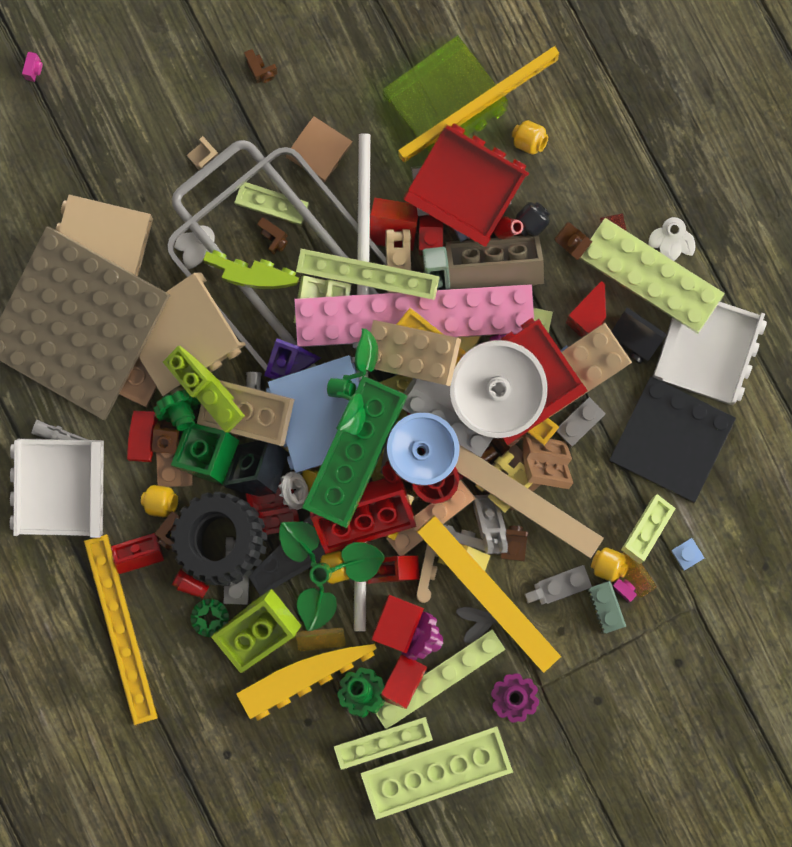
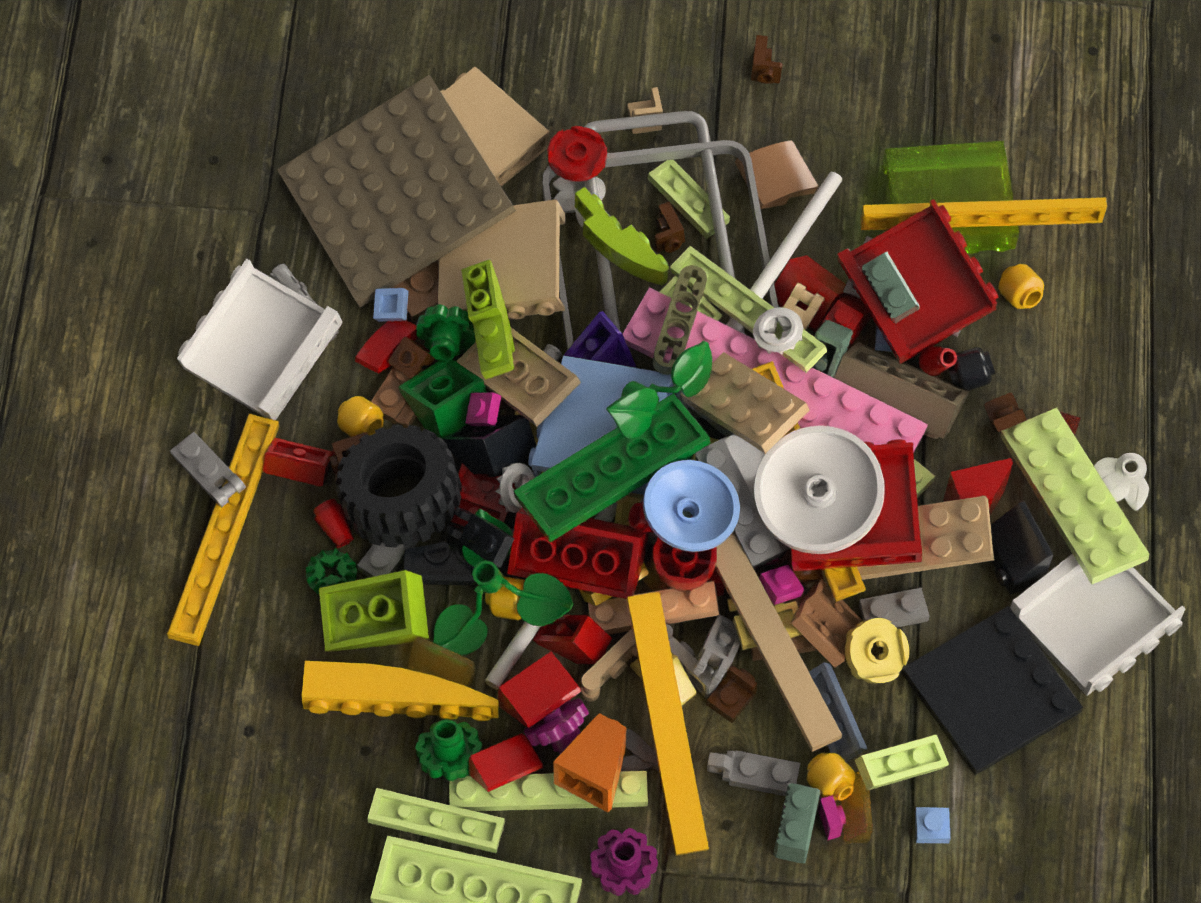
camera: 25 degrees right, 20 degrees down
(84, 598) = (207, 469): none -> light grey plate
(127, 408) = (391, 304): none -> light blue plate
(182, 223) = (577, 153): none -> red tile
(239, 451) = (483, 409): none -> dark pink plate
(296, 544) = (481, 537): none -> black hinge
(332, 313) = (679, 319): none -> olive beam
(389, 283) = (766, 326): none -> white gear
(452, 202) = (890, 287): none -> sand green brick
(459, 648) = (593, 762): none -> orange slope
(505, 457) = (781, 584): none -> dark pink plate
(576, 461) = (859, 656): none -> light yellow plate
(584, 514) = (852, 741): none -> sand blue plate

